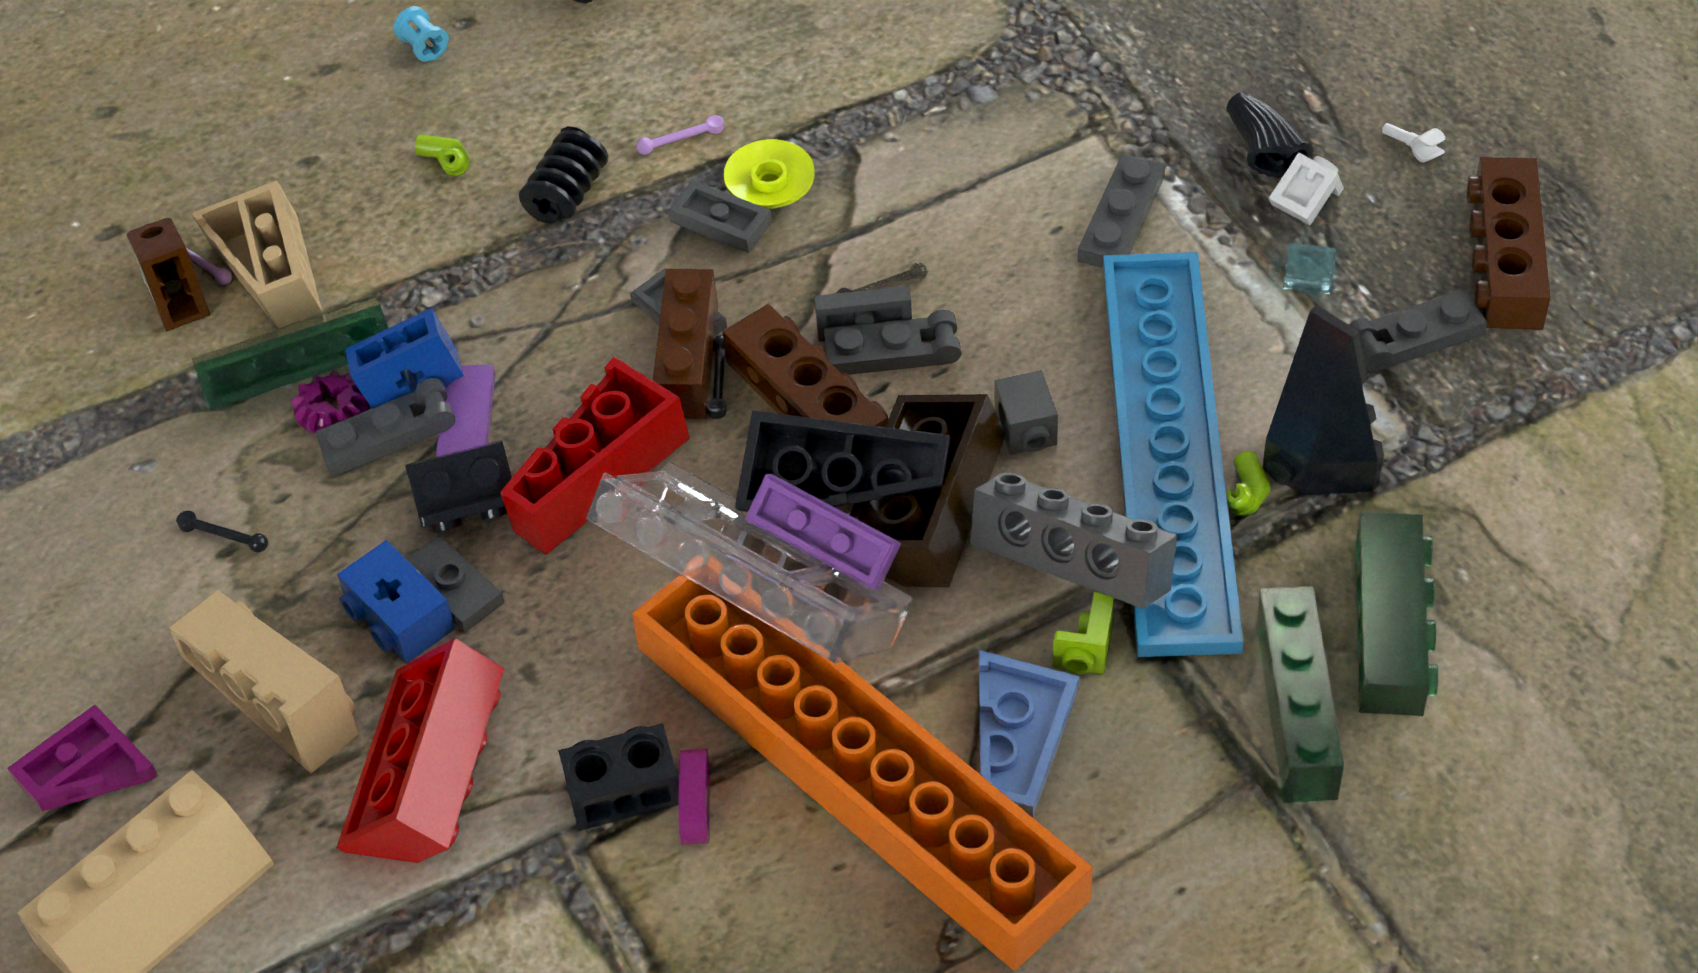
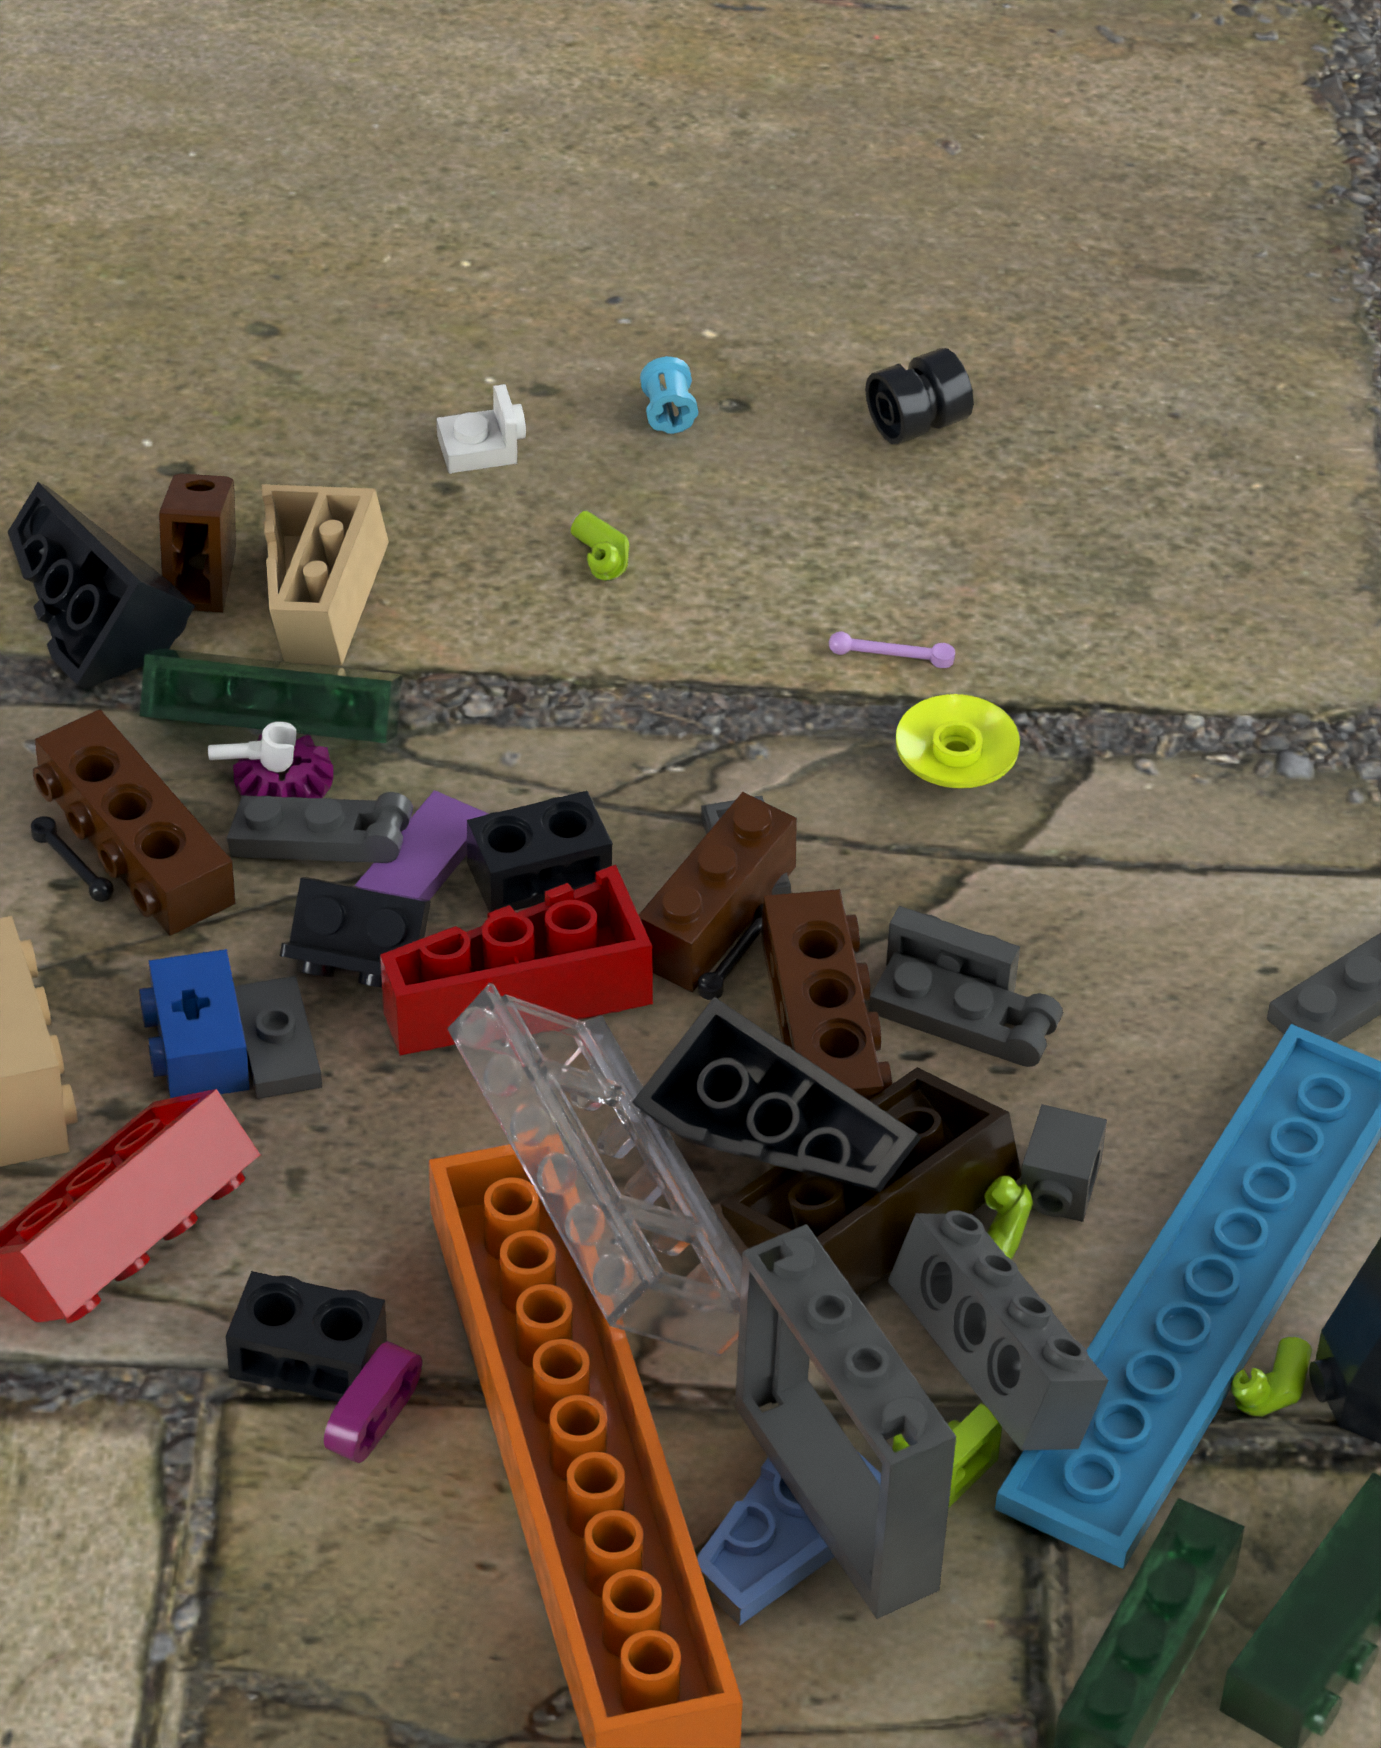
camera: 25 degrees right, 5 degrees down
(116, 344) = (92, 591): none -> black wedge
(222, 276) = (260, 568): lavender hinge -> none
(253, 485) = (134, 822): none -> reddish brown brick
(312, 116) = (482, 437): none -> white bracket
(321, 391) = (273, 750): none -> white hand
(402, 357) = (382, 754): blue brick -> none
(547, 374) = (535, 849): none -> black brick
(563, 176) = (714, 632): black piece -> none
(720, 216) = (867, 764): dark grey plate -> none
(823, 531) = (706, 1173): medium lavender tile -> none
(917, 272) = (1058, 939): clear smoke hinge -> none
(1015, 456) = (1012, 1208): none -> lime arm
(1022, 685) = (881, 1533): none -> dark grey window

